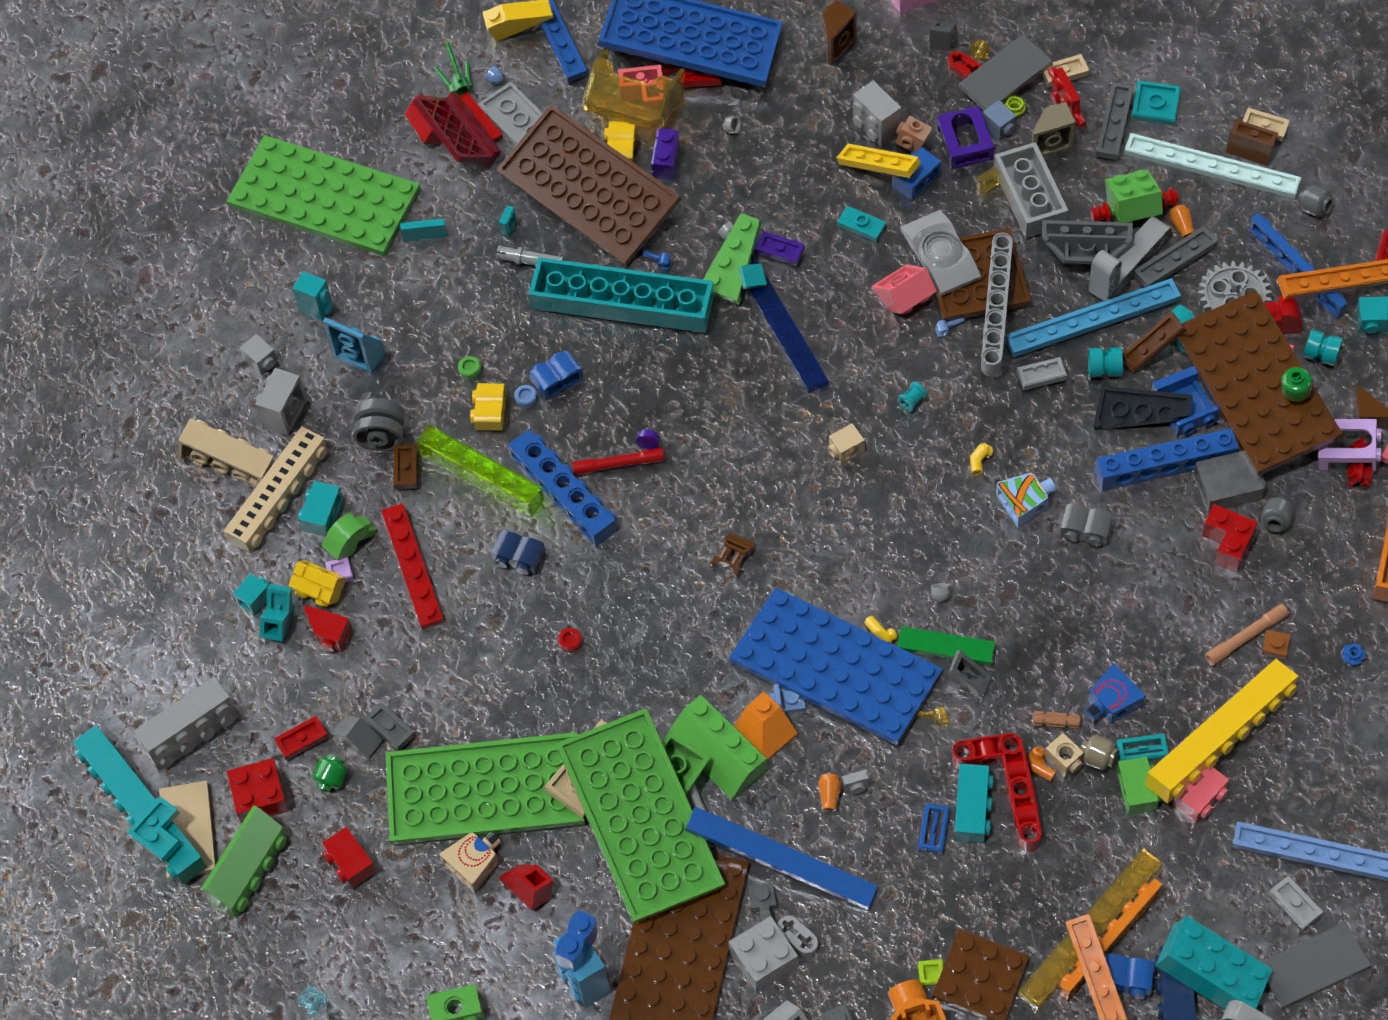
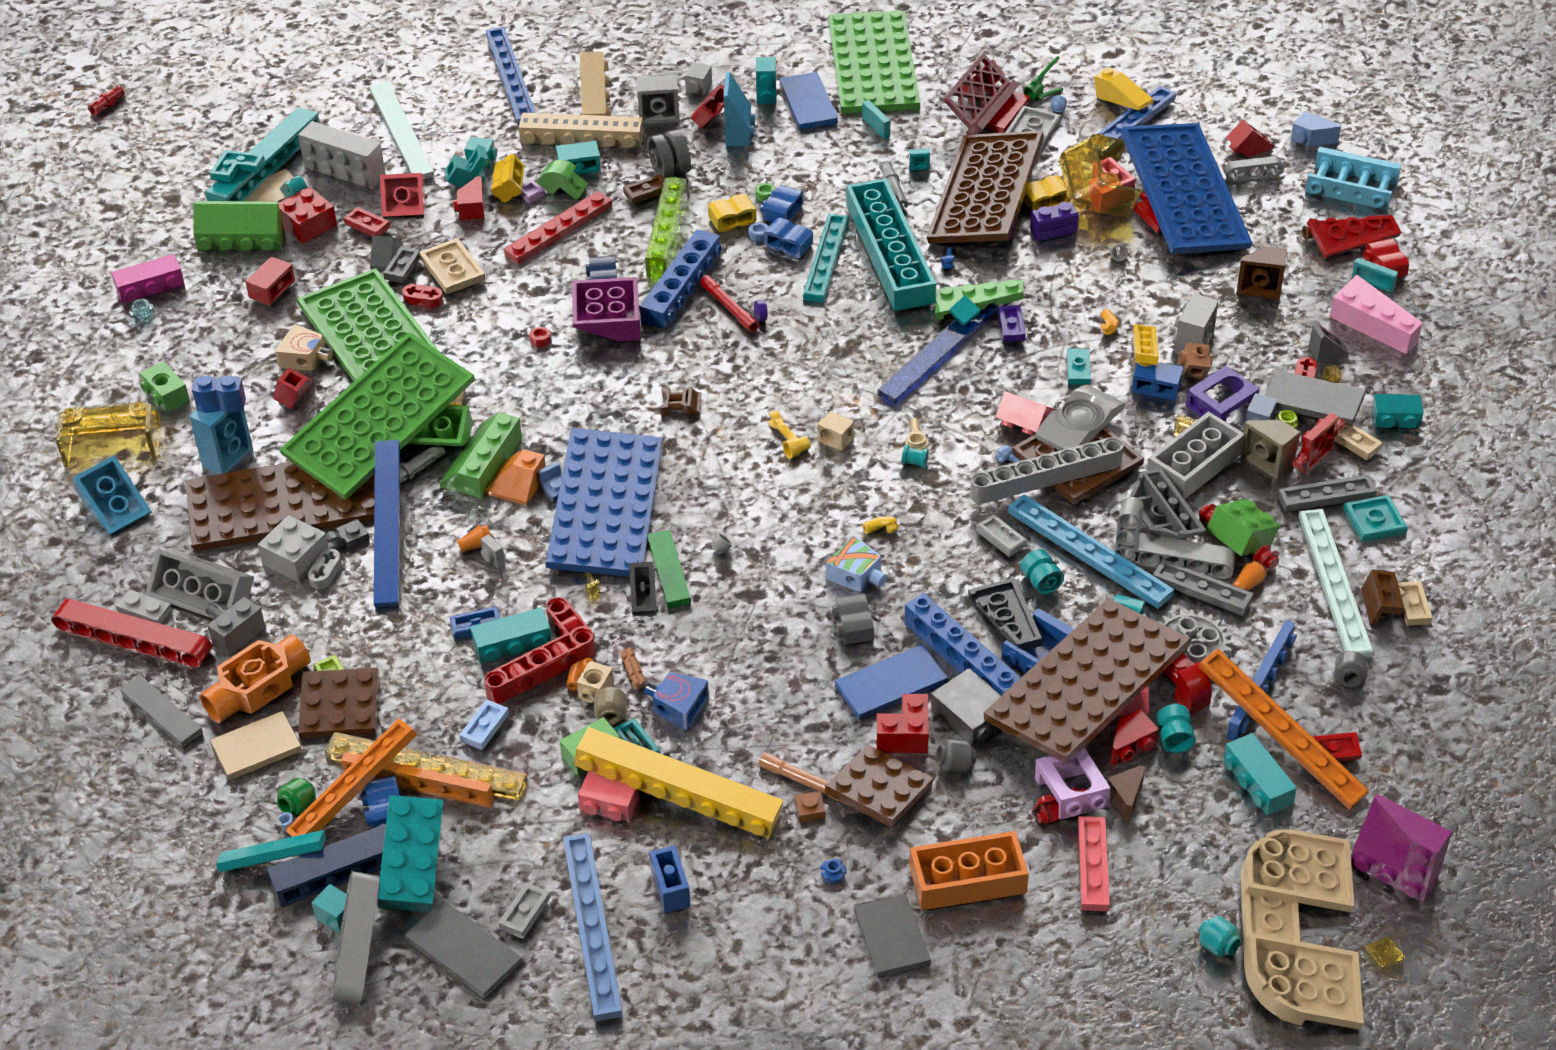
camera: 60 degrees right, 15 degrees down
(136, 521) = (509, 72): none -> plate
(160, 657) = (401, 130): none -> light aqua tile
(217, 787) = (293, 186): none -> teal leg
(268, 978) = (148, 278): none -> dark pink brick
(278, 689) = (402, 194): none -> coral slope
(319, 359) = (709, 108): none -> red brick
(329, 773) = (342, 246): green head -> none
(354, 274) = (808, 100): none -> tile
(419, 681) = (452, 266): none -> tan plate
(444, 723) = (422, 296): none -> red beam
(504, 360) = (782, 203): none -> blue brick
(577, 565) = (607, 307): none -> magenta slope
(597, 356) = (825, 258): none -> teal tile
(820, 174) = (1111, 322): none -> light orange arm
(844, 483) = (793, 444): none -> yellow brick
(878, 630) = (656, 515): yellow arm -> none
(891, 387) = (916, 438): none -> tan plate
(1048, 25) = (1397, 410): none -> teal brick
(1068, 863) = (484, 724): none -> light blue plate
(1153, 342) = (1084, 593): reddish brown tile -> none
(1167, 528) = (885, 682): none -> tile
(1282, 583) = (879, 785): none -> plate
(1296, 384) = (1089, 692): green head -> none
(1319, 776) = (669, 879): none -> blue brick
(1320, 378) = (1133, 736): none -> red slope

